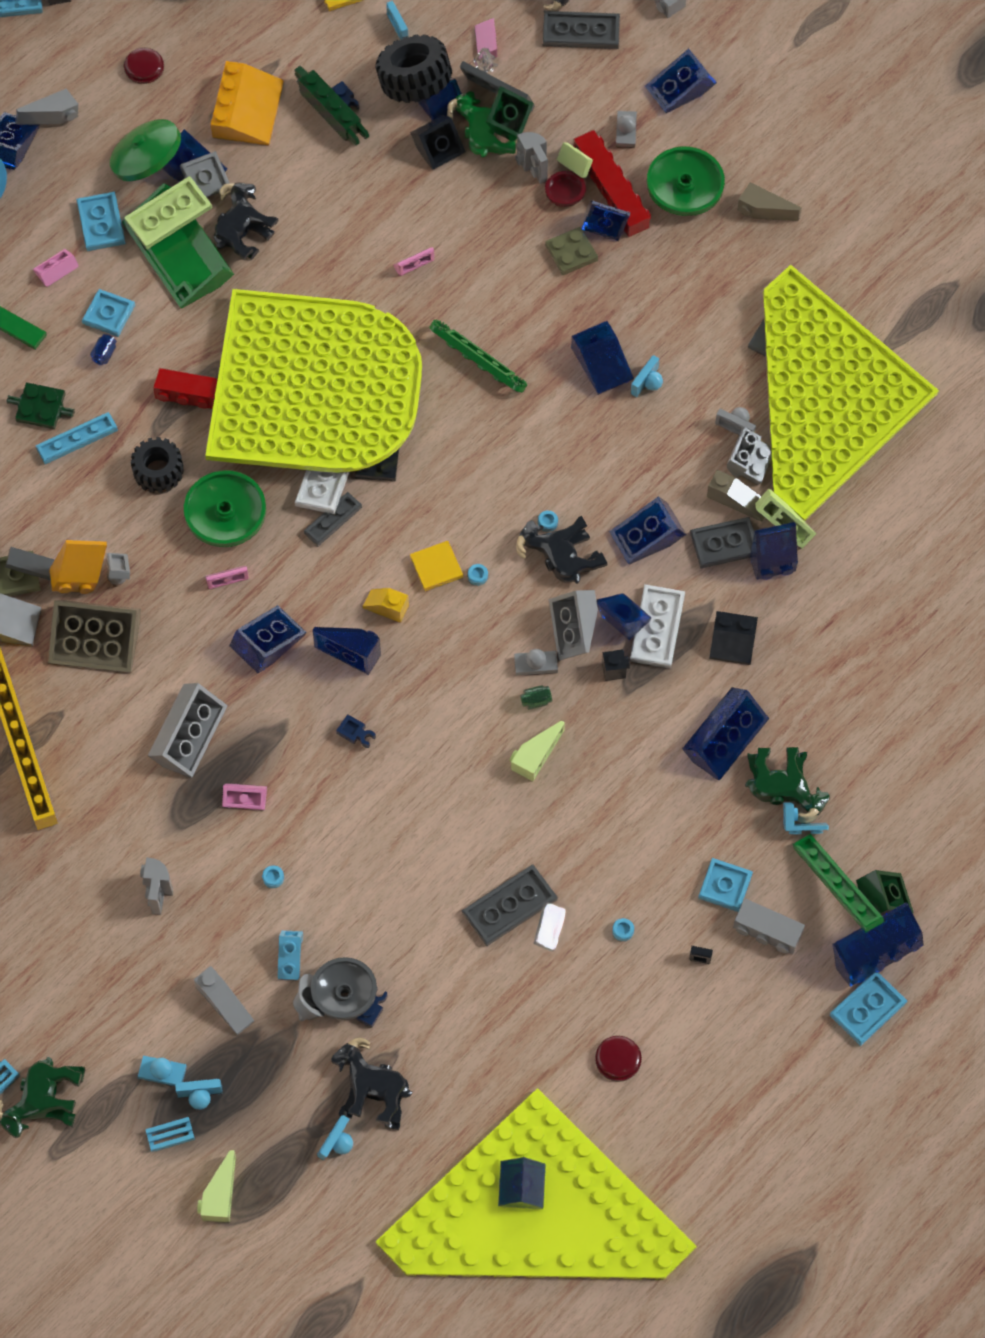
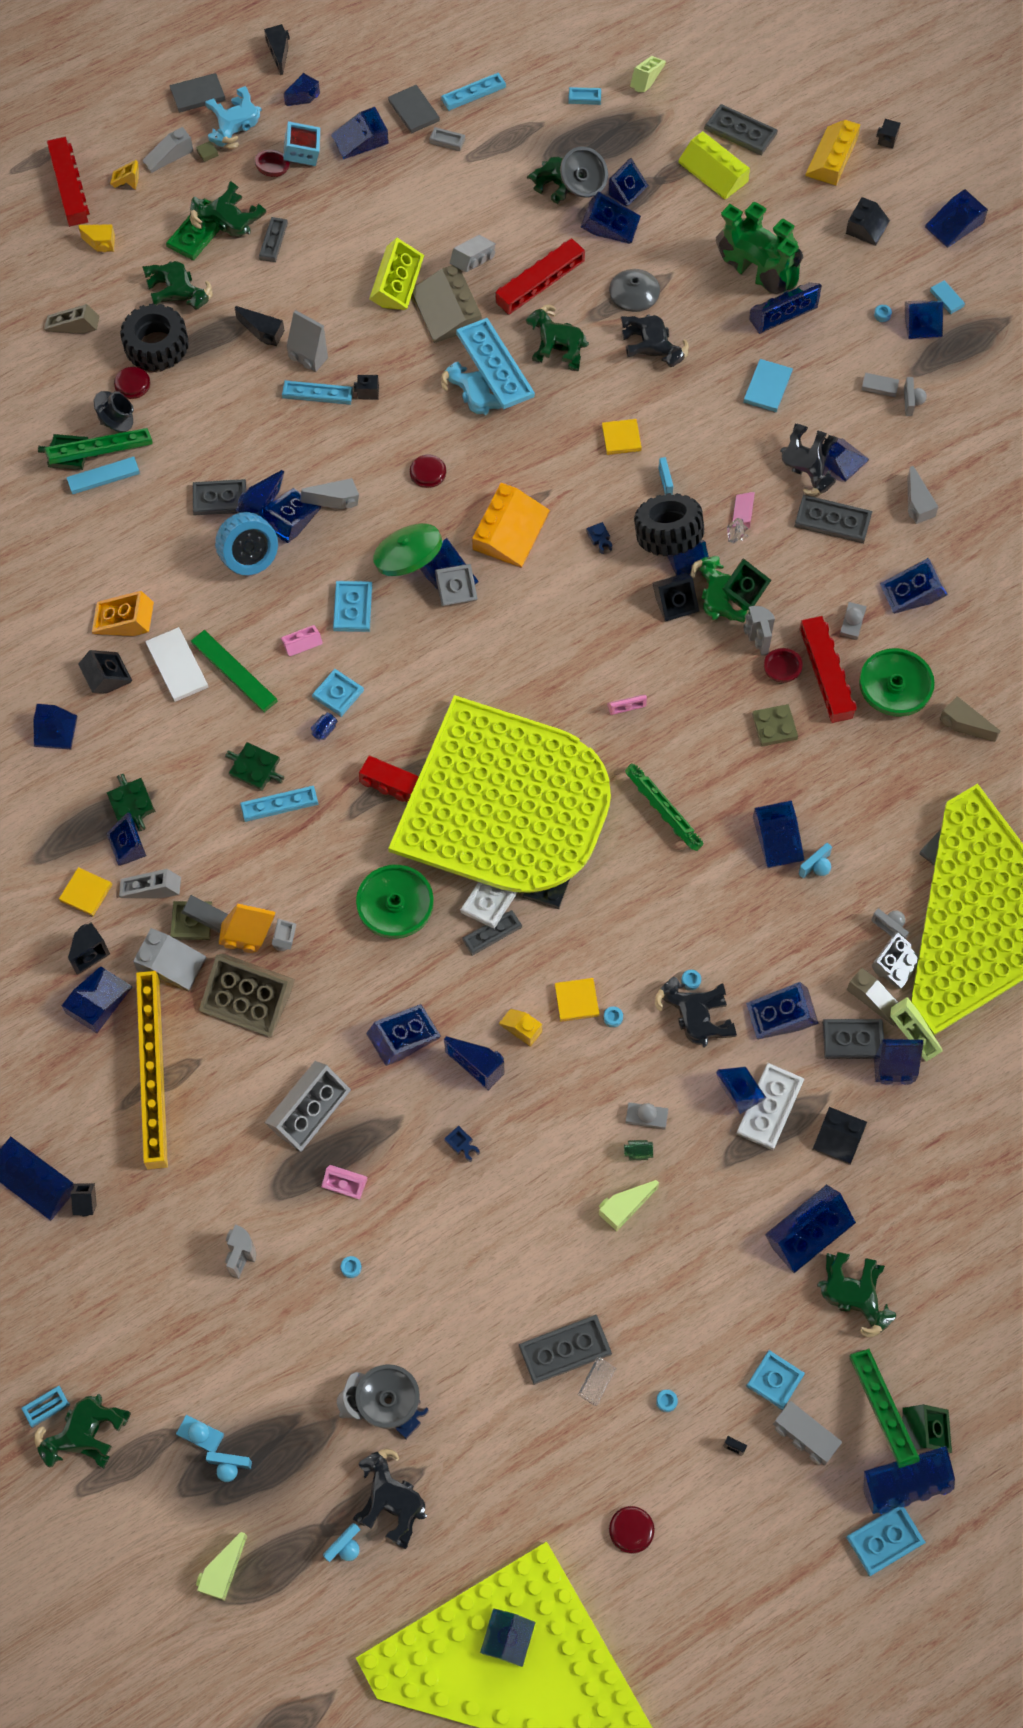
camera: 15 degrees right, 0 degrees up
(157, 479) = (344, 832): black tyre -> none
(168, 212) = (413, 611): yellowish green plate -> none
(185, 260) = (414, 644): green slope -> none
(185, 1121) = (172, 1508): medium azure tile -> none
(223, 1000) = (274, 1379): light grey slope -> none
(227, 577) = (381, 966): bright pink slope -> none
(241, 218) = (478, 631): black animal -> none
(289, 954) = (346, 1348): medium azure bracket -> none
(330, 105) = (585, 543): dark green hinge -> none
(488, 81) = (737, 552): dark grey tile -> none
(573, 622) = (691, 1086): light grey slope -> none
(574, 160) = (797, 640): yellowish green tile -> none
(604, 220) = (812, 703): clear blue slope -> none
(615, 665) = (720, 1136): black brick -> none
(790, 815) = (853, 1327): medium azure bracket -> none

